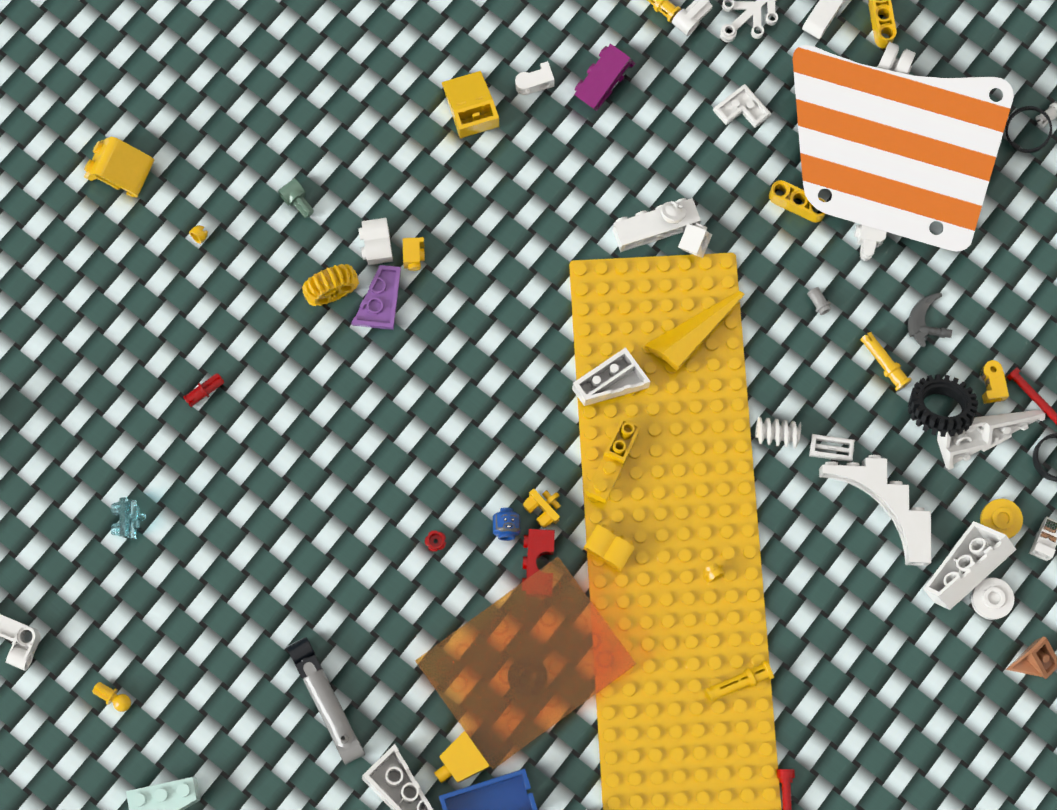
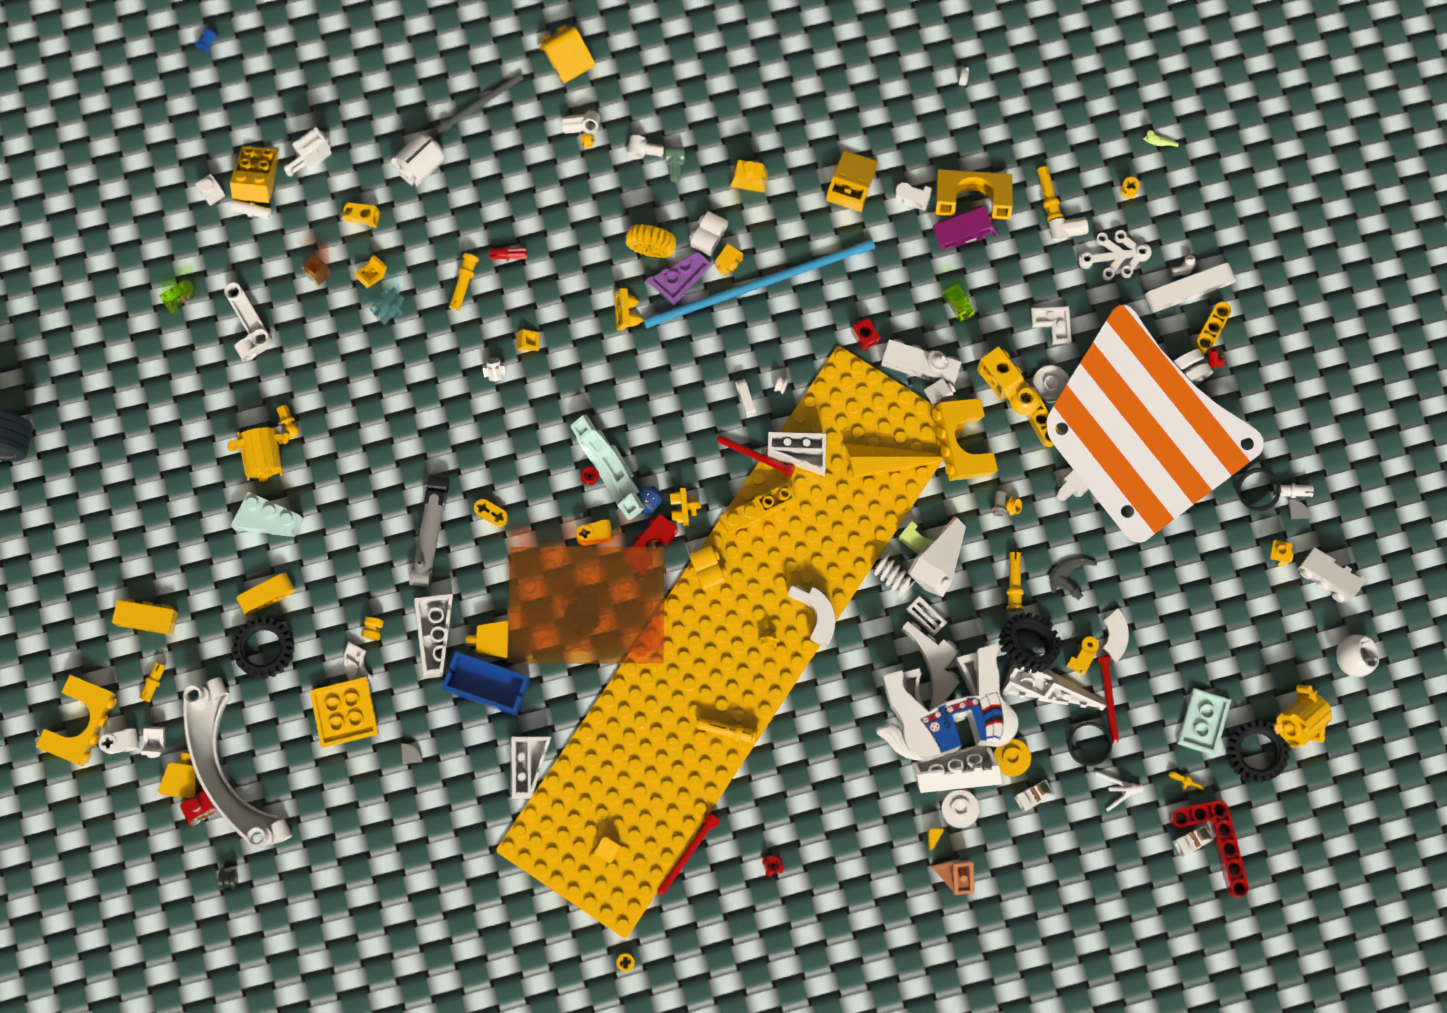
camera: 40 degrees right, 0 degrees up
(32, 534) = (316, 270): none -> clear orange brick
(35, 451) = (361, 214): none -> yellow leg
(53, 360) = (418, 159): none -> white cylinder
(54, 311) = (446, 124): none -> dark grey bar
(87, 498) = (372, 272): none -> yellow bracket
(108, 745) = (260, 452): none -> yellow container
(177, 436) = (465, 274): none -> yellow pin
(181, 222) = (580, 123): none -> white piece
(253, 207) = (639, 147): none -> white axle
(273, 506) = (494, 369): none -> white gear
(282, 457) = (527, 340): none -> yellow slope
(356, 372) = (624, 317): none -> yellow tile
(371, 647) = (488, 516): none -> yellow beam
(374, 164) = (749, 176): none -> yellow torso
(390, 349) = (659, 318): none -> dark azure piece
(449, 519) = (610, 466): none -> light aqua piece
(483, 587) = (596, 533): none -> yellow piece
(524, 367) = (745, 398): none -> white piece
(546, 332) = (781, 384): none -> white bush
(591, 241) = (865, 341): none -> red brick
(601, 21) = (994, 185): none -> yellow arch
(611, 405) = (788, 469): none -> red bar
(647, 147) = (958, 302): none -> clear neon green leg
(743, 510) = (823, 610): none -> white arch
(745, 186) = (1008, 382): none -> yellow brick
(758, 289) = (959, 463): none -> yellow arch
(773, 387) = (914, 539): none -> yellowish green leg
(781, 162) = (1050, 382): none -> white tile
(810, 398) = (937, 565): none -> white wedge
(833, 294) = (1013, 506): none -> yellow plate
(876, 773) = (771, 870): none -> red plate
(903, 41) = (1213, 359): none -> red arm
(927, 545) = (934, 733): none -> animal
(991, 642) = (933, 837): none -> yellow slope
(1007, 344) = (1117, 635): none -> white tile

